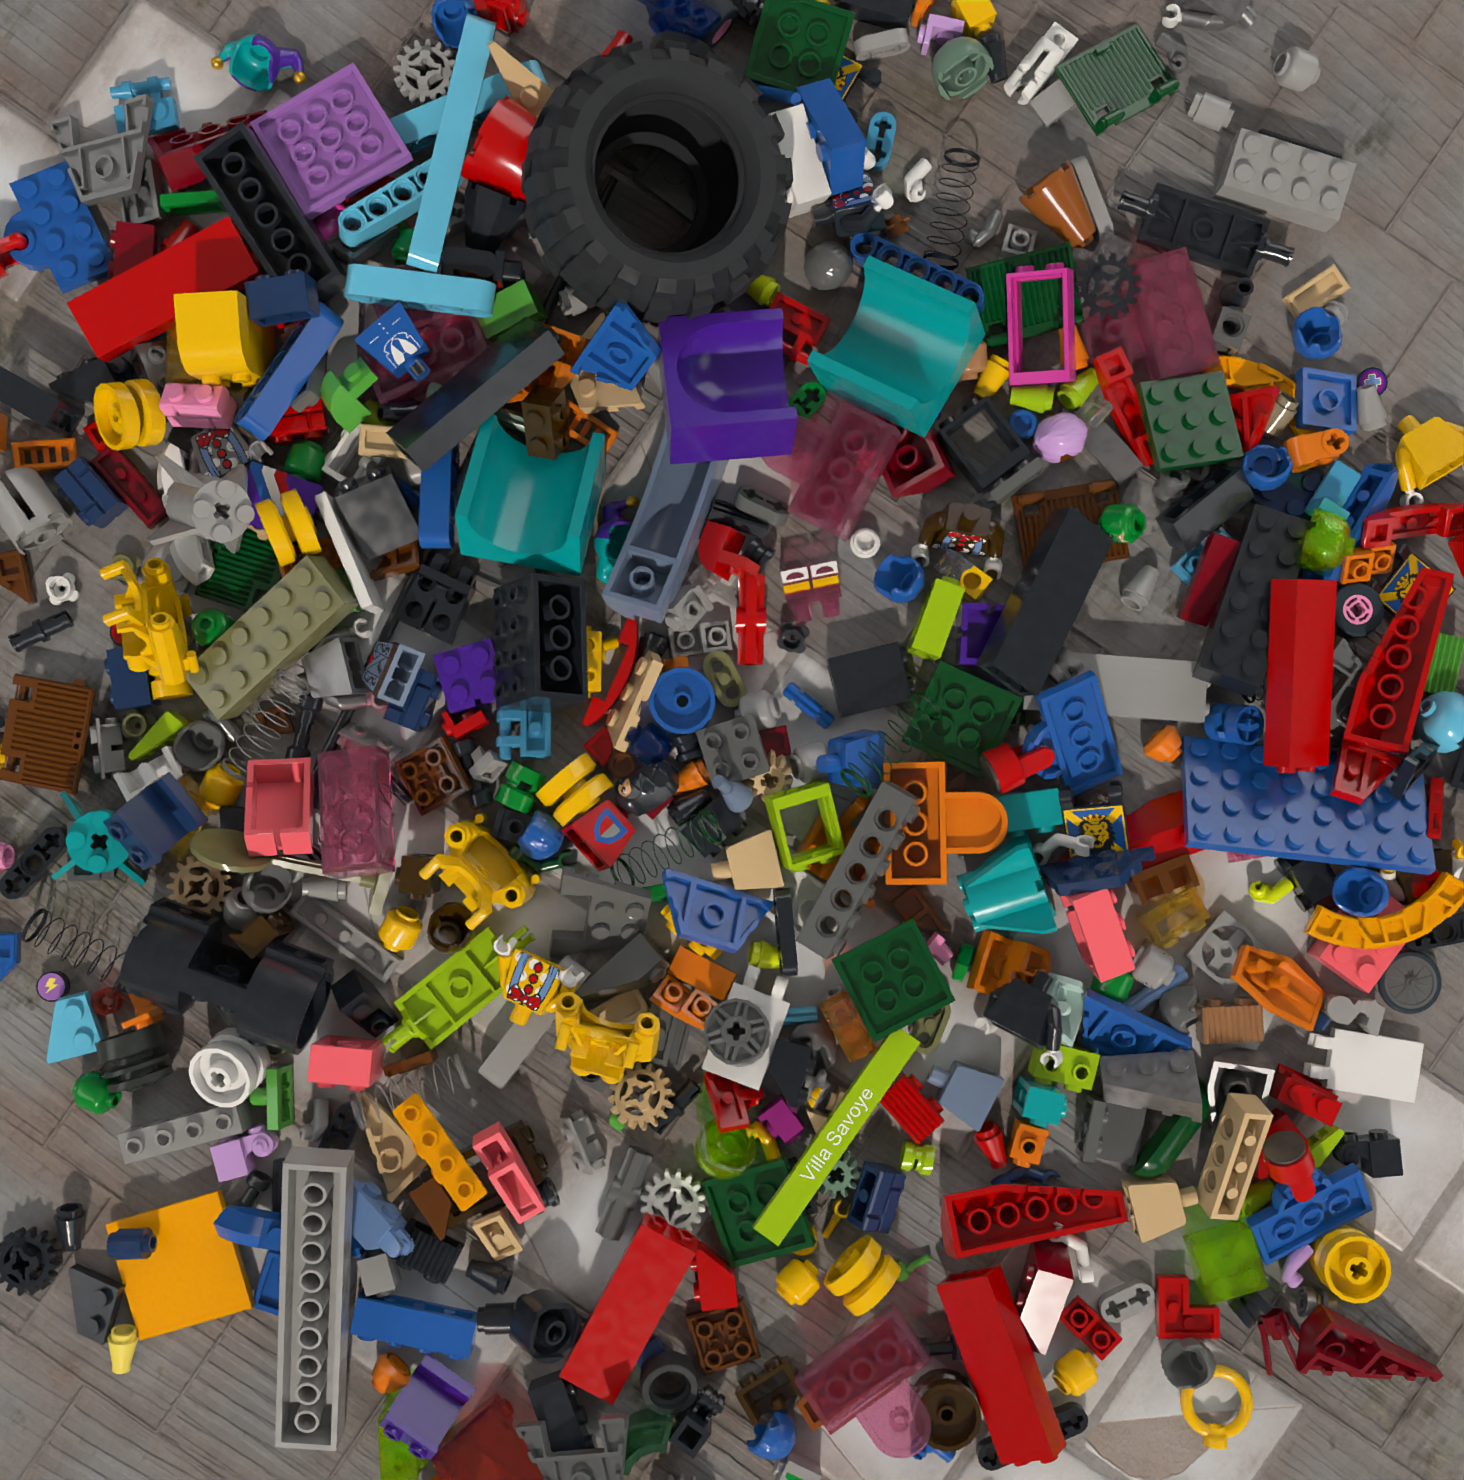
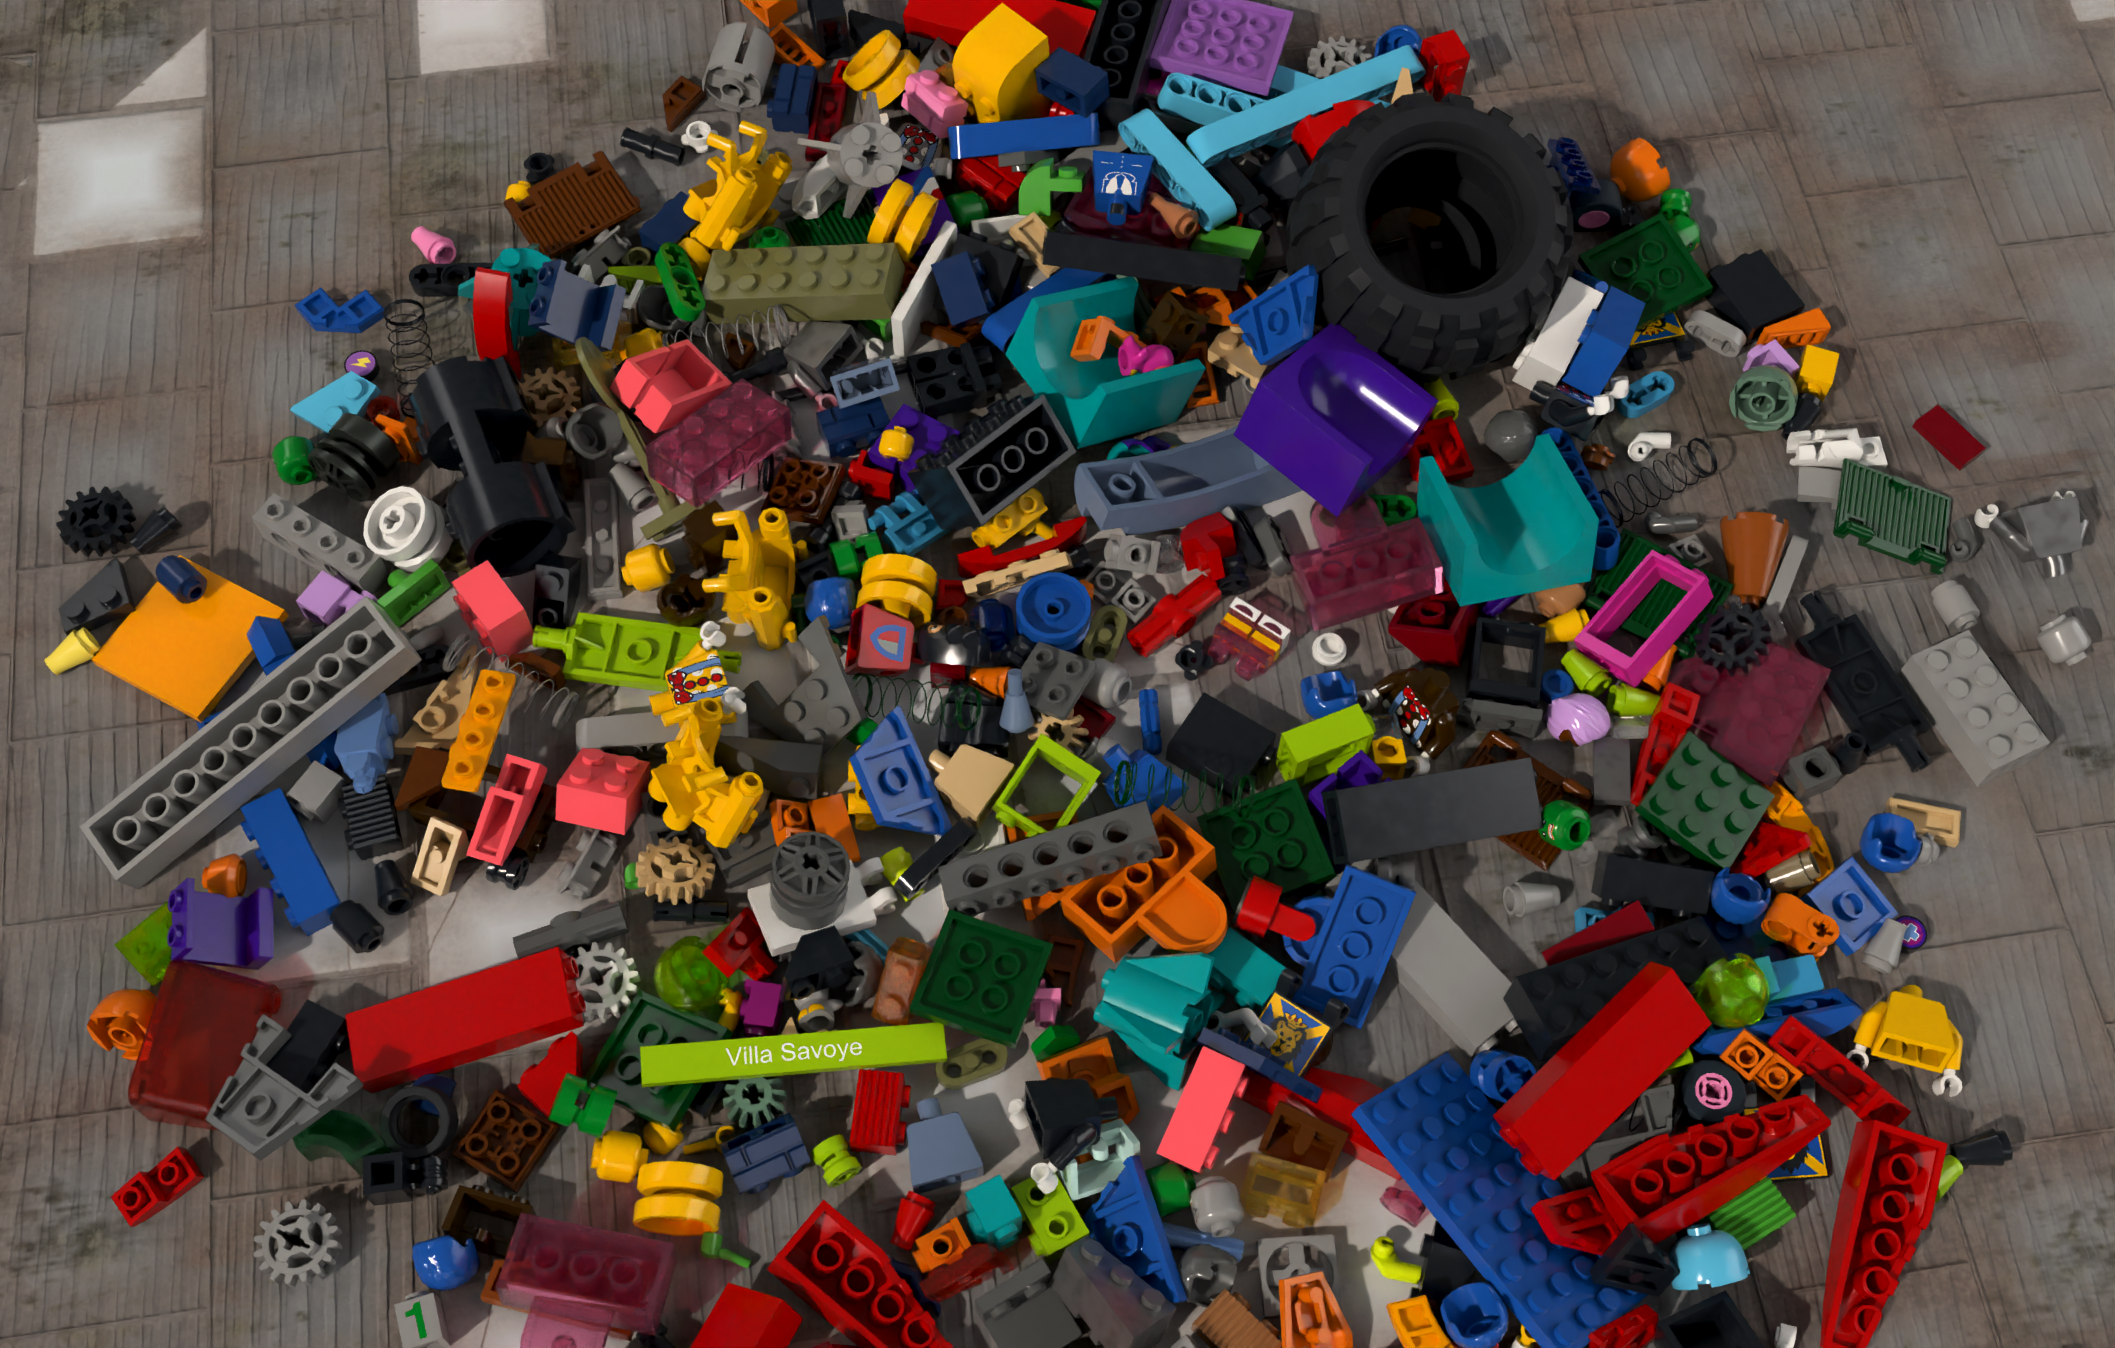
camera: 40 degrees right, 25 degrees down
(106, 886) = (491, 316): none -> red slope
(183, 711) = (685, 308): none -> green beam
(382, 535) = (963, 289): none -> dark blue brick
(462, 329) = (1180, 219): none -> nougat cone
(464, 692) = (896, 444): none -> yellow piece
(510, 487) = (1093, 337): none -> orange bracket
(544, 1325) = (383, 939): black brick -> none
(546, 1099) = (602, 790): none -> coral brick
(559, 466) = (1135, 359): none -> dark pink animal
(764, 1281) = (596, 1109): none -> green wheel
(1059, 1142) = (964, 1273): none -> clear red wing
(1163, 744) = (1421, 1037): orange cone -> none

